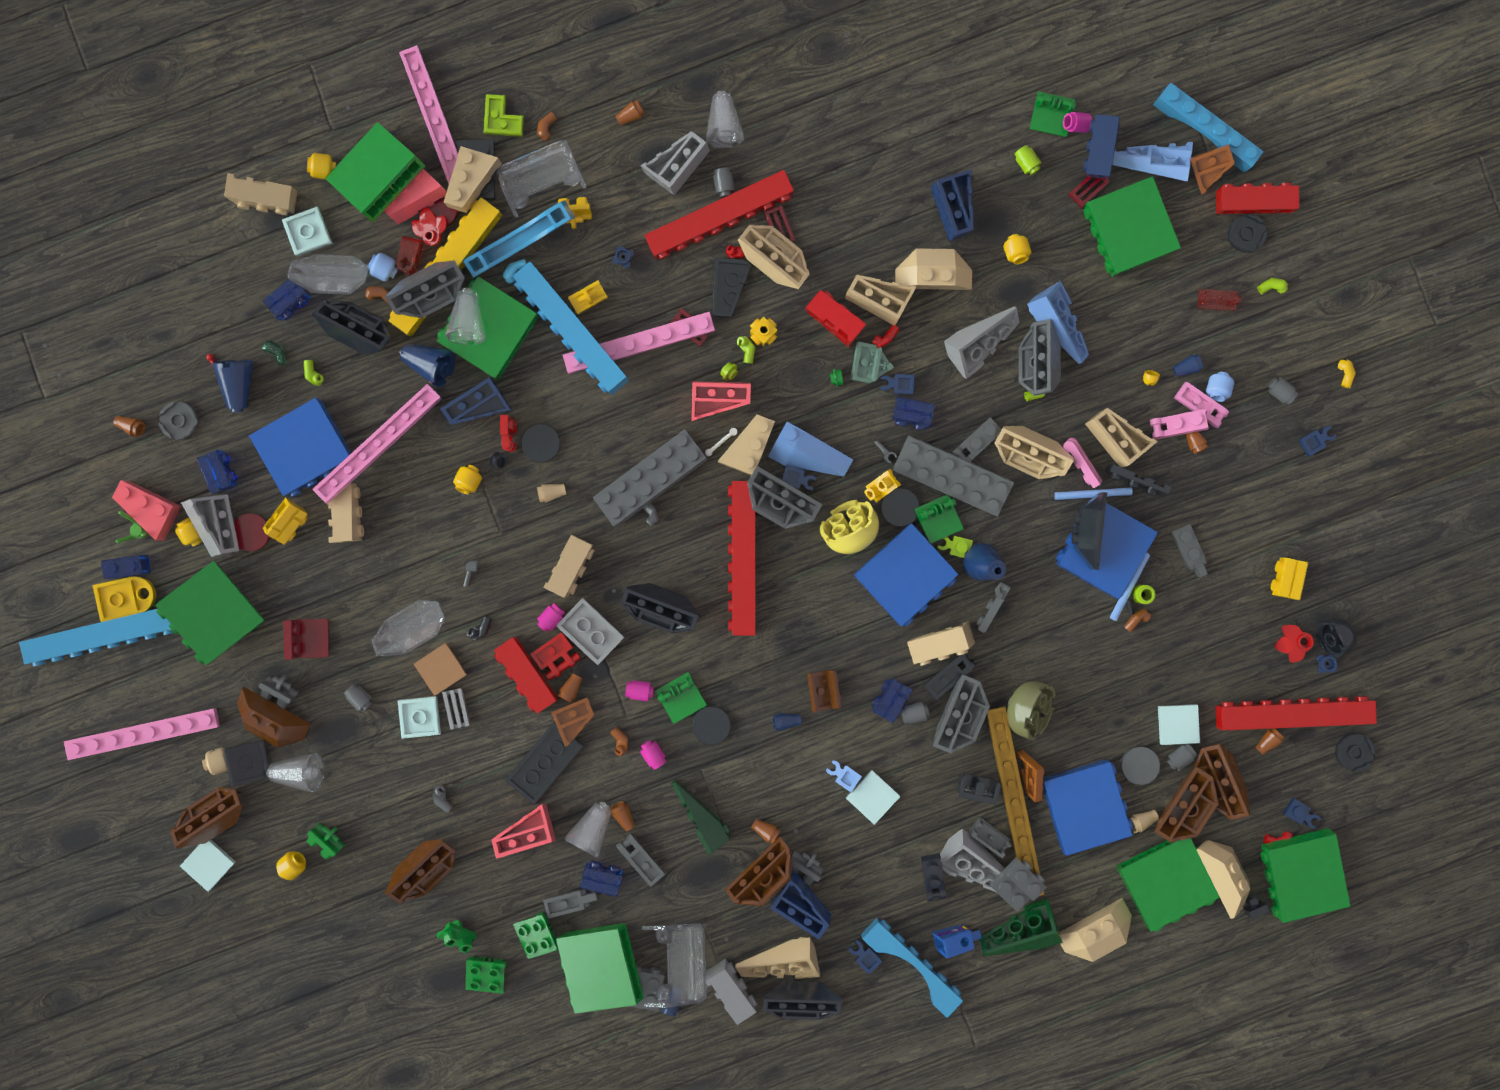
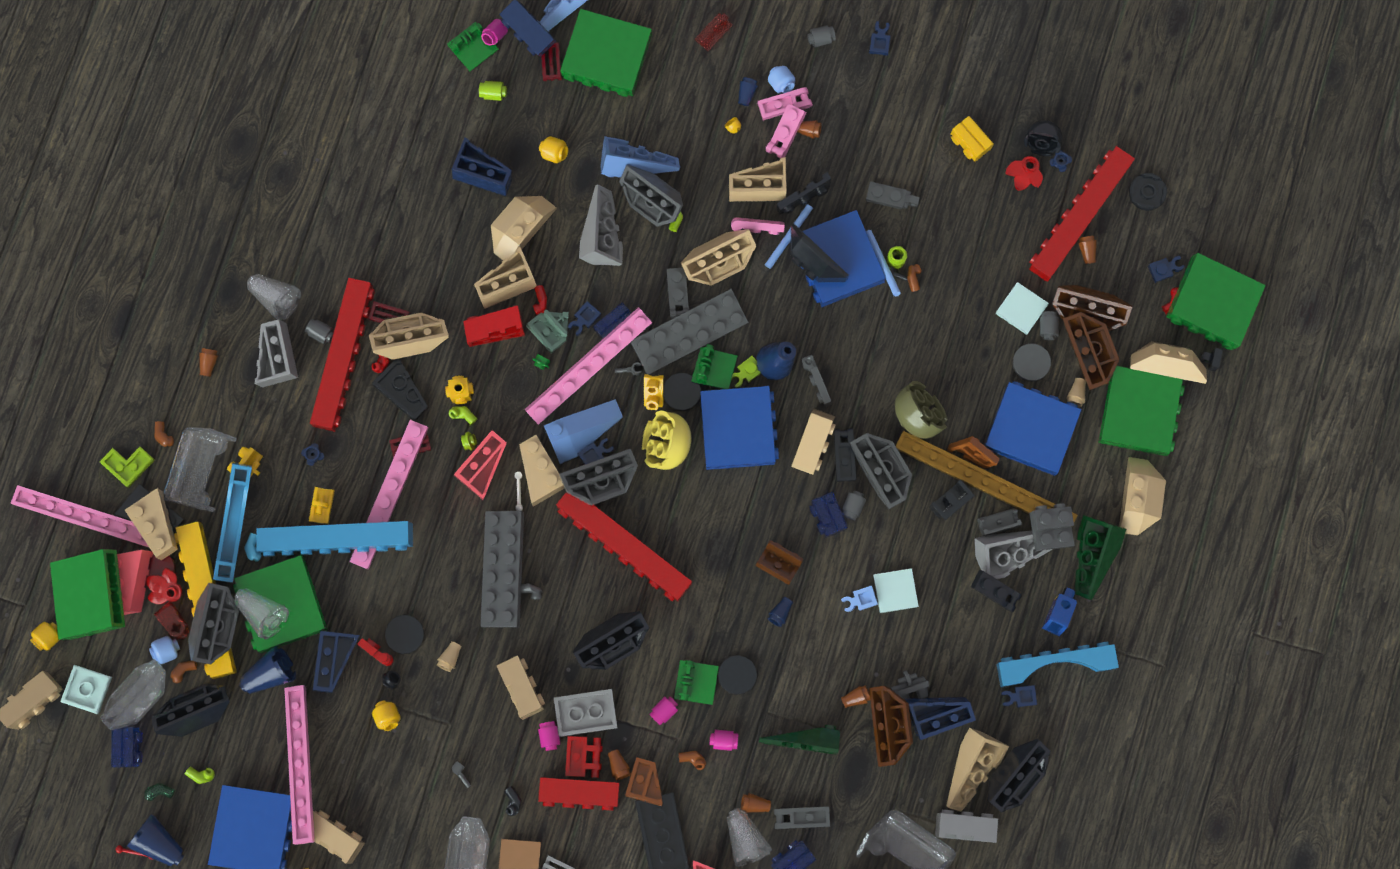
camera: 50 degrees left, 10 degrees down
(862, 418) = (588, 365): none -> bright pink plate

